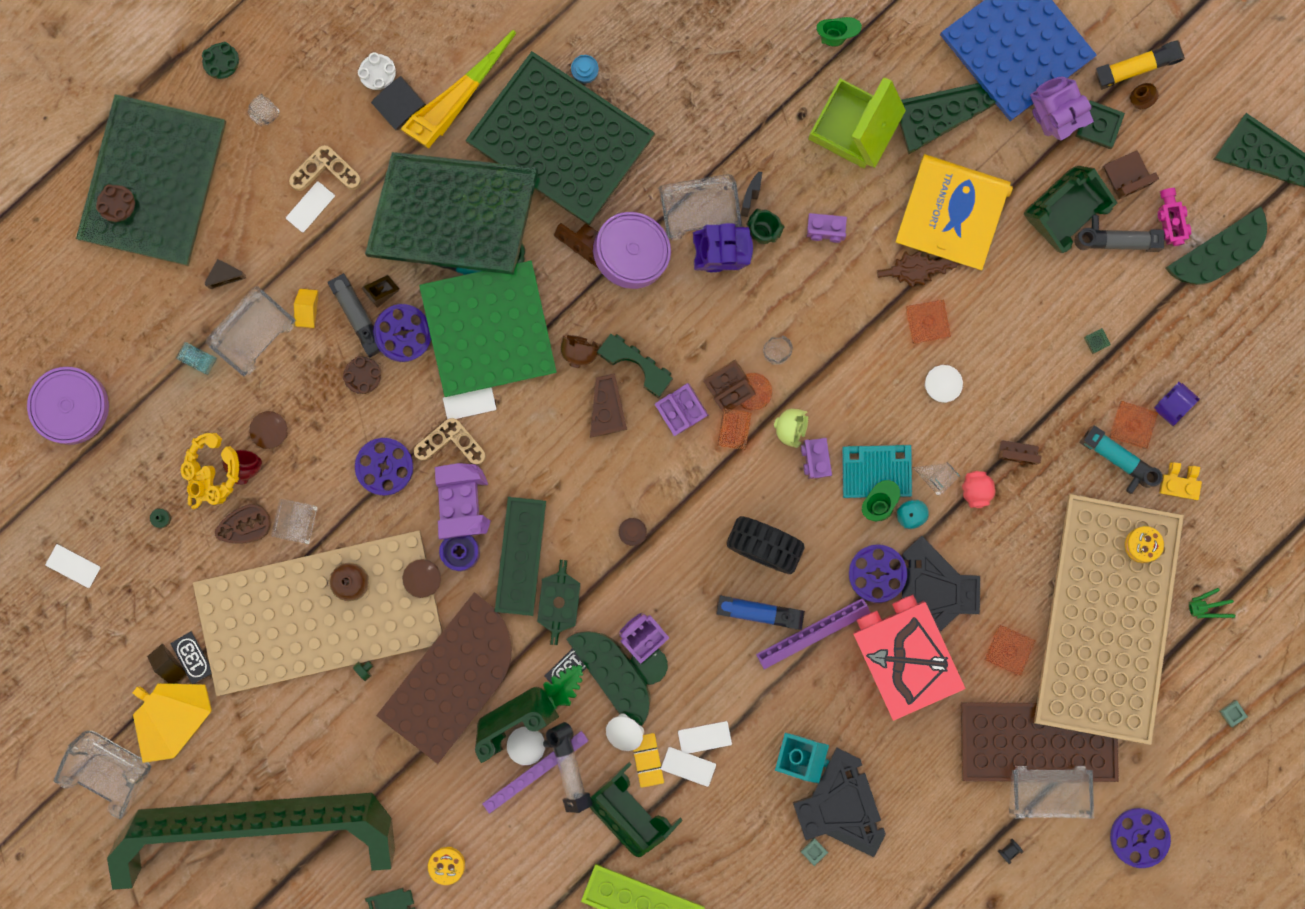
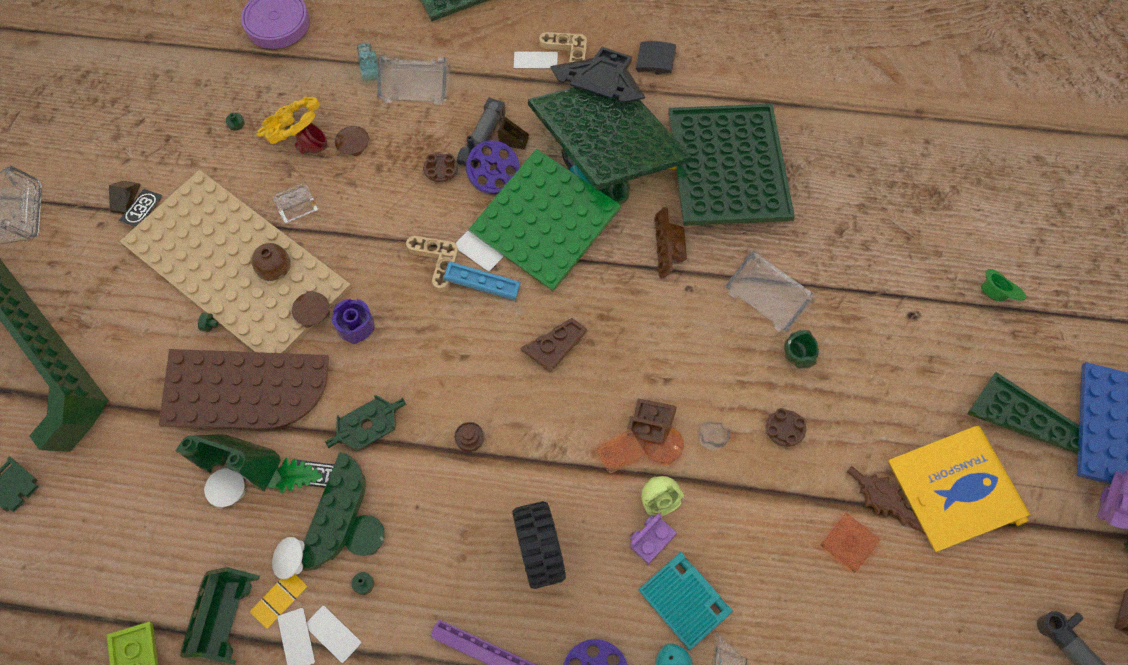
camera: 60 degrees right, 20 degrees down
(72, 566) = (162, 97): white sticker -> none
(169, 718) = (78, 223): yellow panel -> none
(222, 275) = (440, 40): dark brown slope -> none
(250, 534) = (262, 179): reddish brown piece -> none
(306, 308) = (460, 102): yellow slope -> none
(377, 71) = (665, 30): white dish -> none
(379, 458) = (381, 235): dark purple wedge -> none
(384, 168) = (601, 75): none -> black plate
(439, 114) = (672, 83): yellow plate -> none
(446, 865) = (76, 499): yellow head -> none
(459, 500) = (394, 292): medium lavender piece -> none
(503, 422) = (482, 281): none -> dark azure tile
(520, 556) = (383, 368): dark green plate -> none
(529, 776) = (206, 511): medium lavender piece -> none
(560, 739) = (242, 504): piece -> none
(578, 350) = (581, 290): reddish brown cylinder -> none
(584, 69) = (794, 146): dark azure plate -> none
(616, 351) = (607, 360): dark green arch -> none
(631, 250) = (692, 268): medium lavender brick -> none
(642, 636) = (381, 505): medium lavender piece -> none
(681, 409) = (601, 400): medium lavender slope -> none
(684, 686) = (362, 583): none -> dark green tile
(722, 248) = (755, 327): dark purple piece -> none
(751, 193) = (817, 317): black slope -> none
(760, 612) = (479, 594): piece -> none
(812, 291) = (786, 427): none -> reddish brown dish
(826, 227) = (846, 399): medium lavender bracket -> none
(858, 122) = (955, 353): lime container -> none
(881, 501) = (660, 623): green piece -> none
(943, 383) = (811, 599): white dish -> none
(1069, 206) = (1065, 586): dark green windscreen -> none

